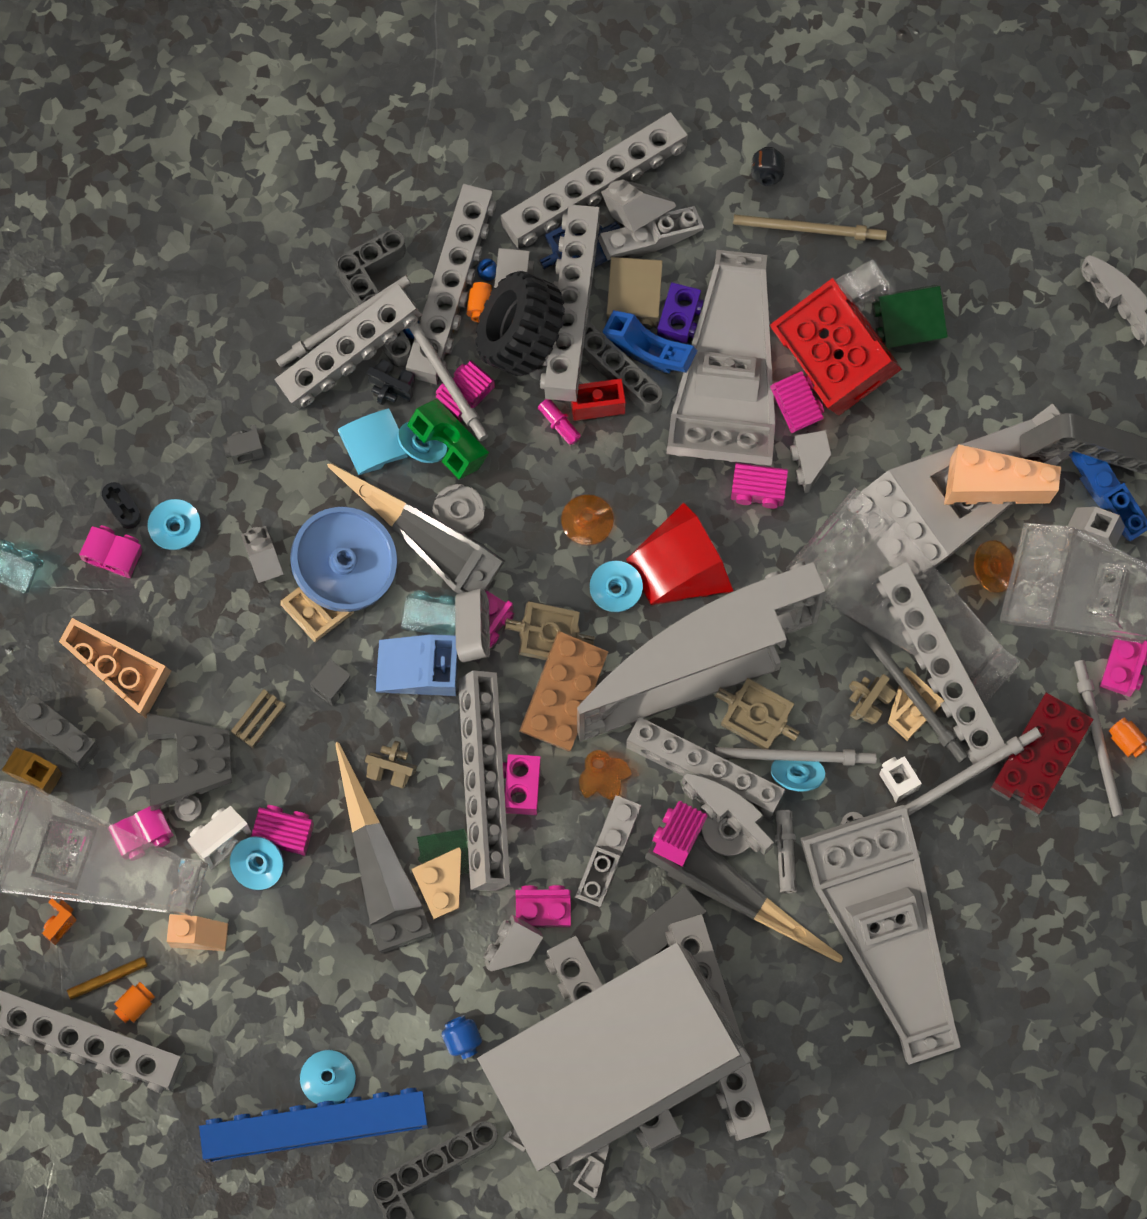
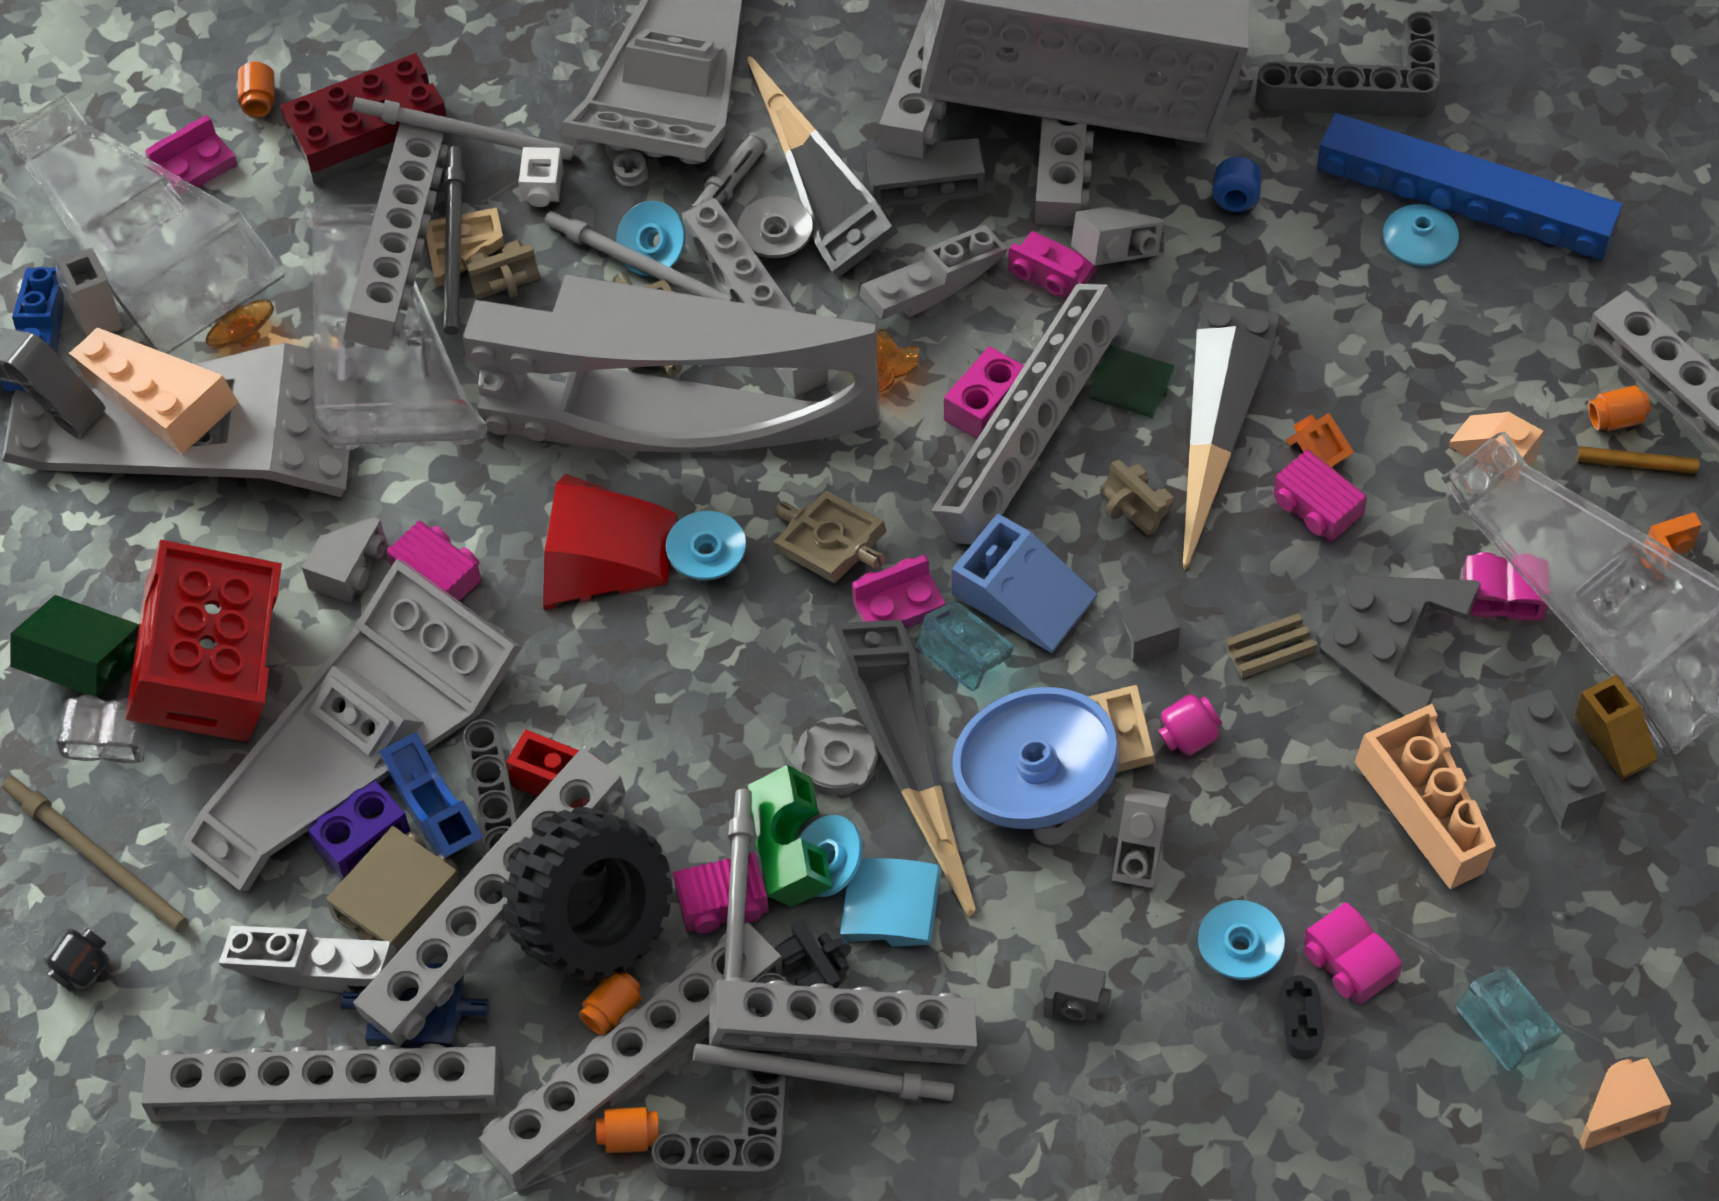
camera: 145 degrees left, 15 degrees down
(219, 836) = (1406, 517): white slope -> none
(246, 868) = (1375, 474): medium azure dish -> none
(273, 634) = (1190, 725): none -> dark pink head
(304, 870) = (1321, 438): none -> orange bracket
(426, 246) = (627, 1129): none -> orange brick
(440, 882) = (1155, 348): tan wing -> none
(472, 625) = (923, 575): light grey beam -> none
(490, 272) = (562, 1056): blue hinge -> none
(512, 261) = (540, 1017): light grey slope -> none
(559, 421) = (623, 763): dark pink axle -> none
(563, 685) = (860, 462): medium nougat plate -> none
(587, 531) = (682, 669): clear orange dish -> none
(635, 203) = (293, 997): light grey slope -> none
(680, 832) = (839, 226): dark pink brick -> none
(722, 802) = (763, 229): light grey slope -> none
(797, 401) = (305, 627): dark pink brick -> none
(1086, 689) = (255, 160): light grey bar -> none

